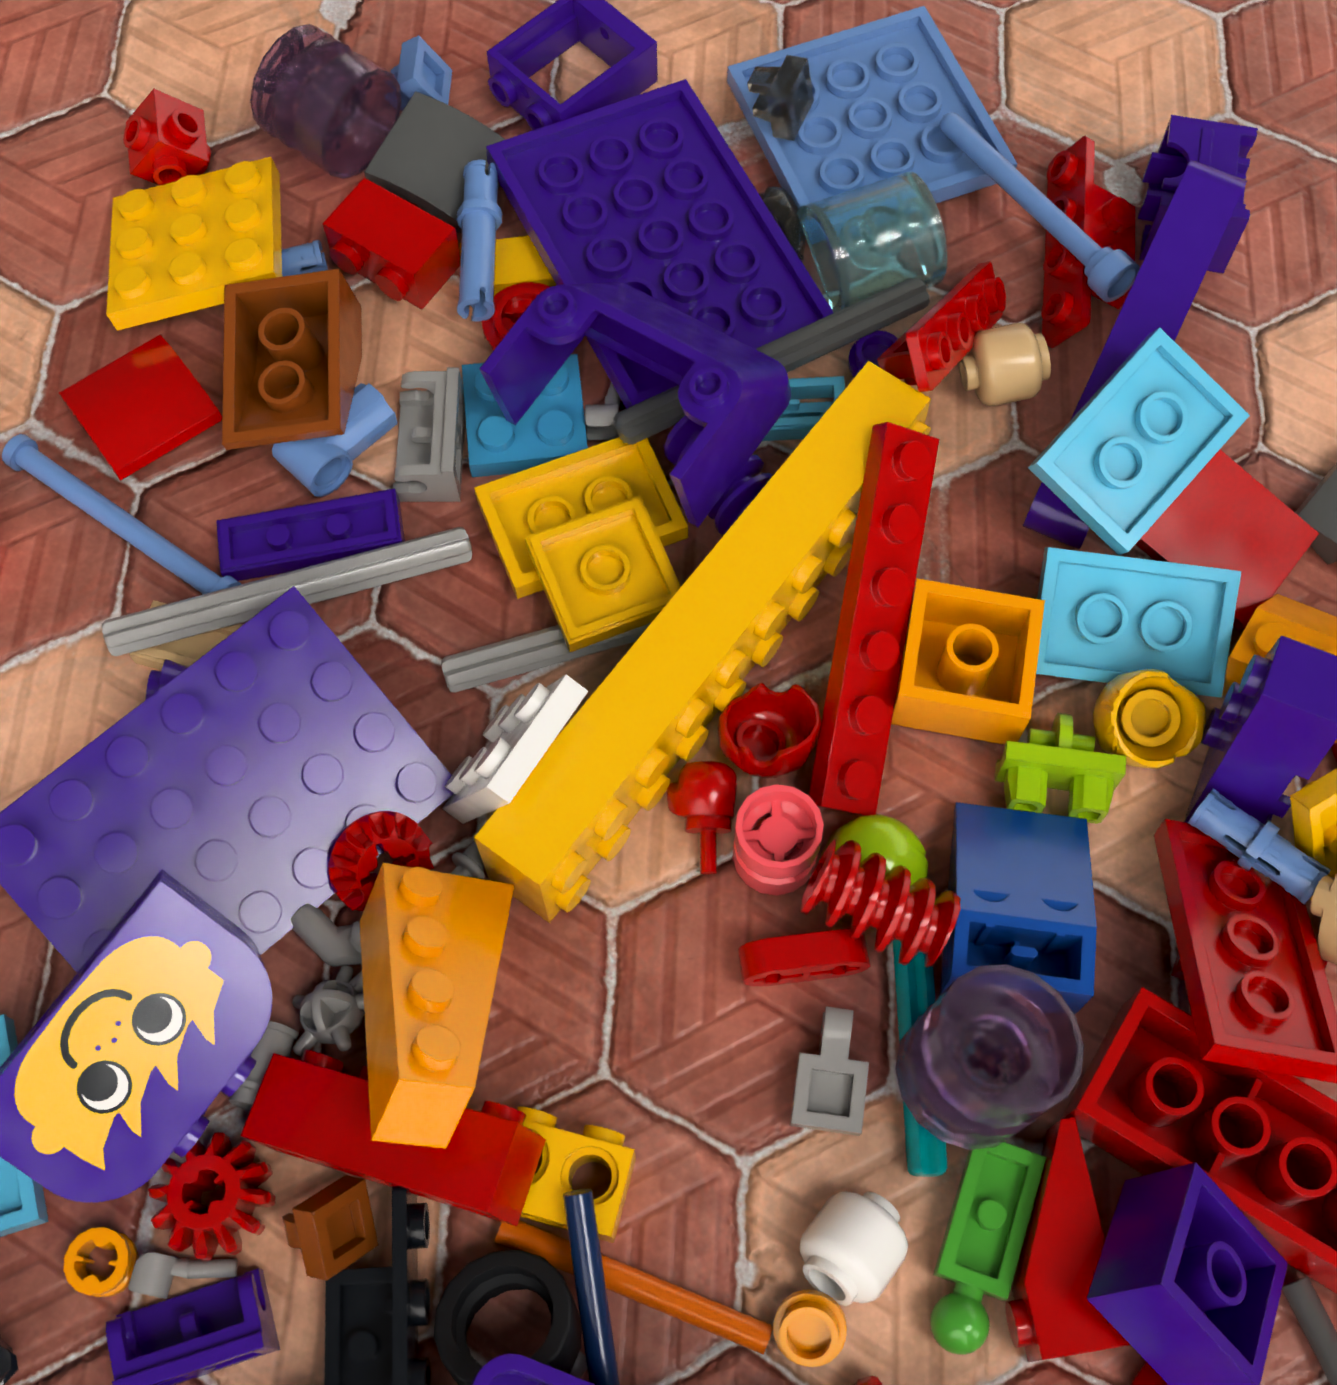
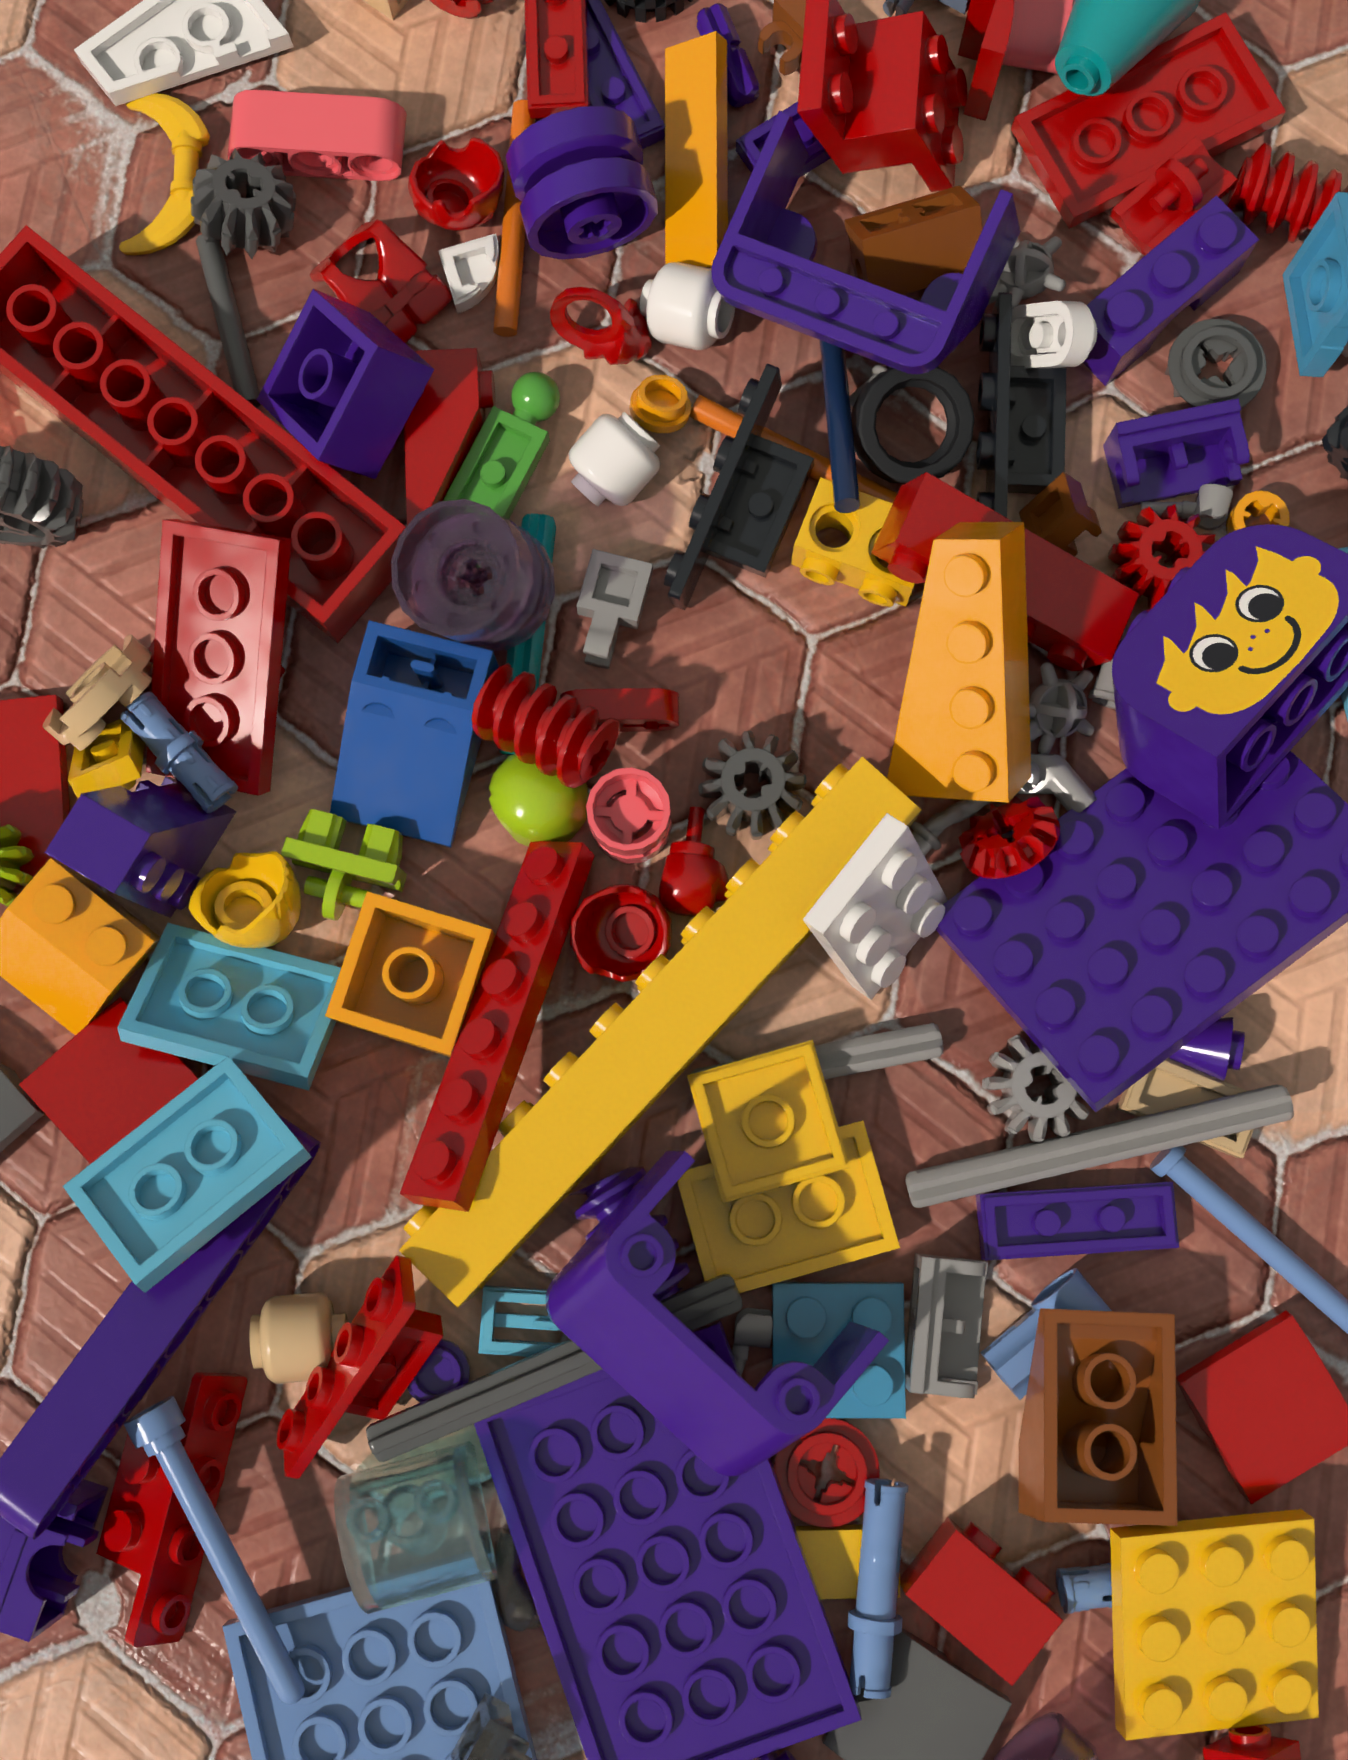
camera: 170 degrees left, 15 degrees up
(368, 621) = (1016, 1077): none -> light grey gear
(630, 902) = (732, 773): none -> dark grey gear
(686, 1214) = (750, 499): none -> black bracket

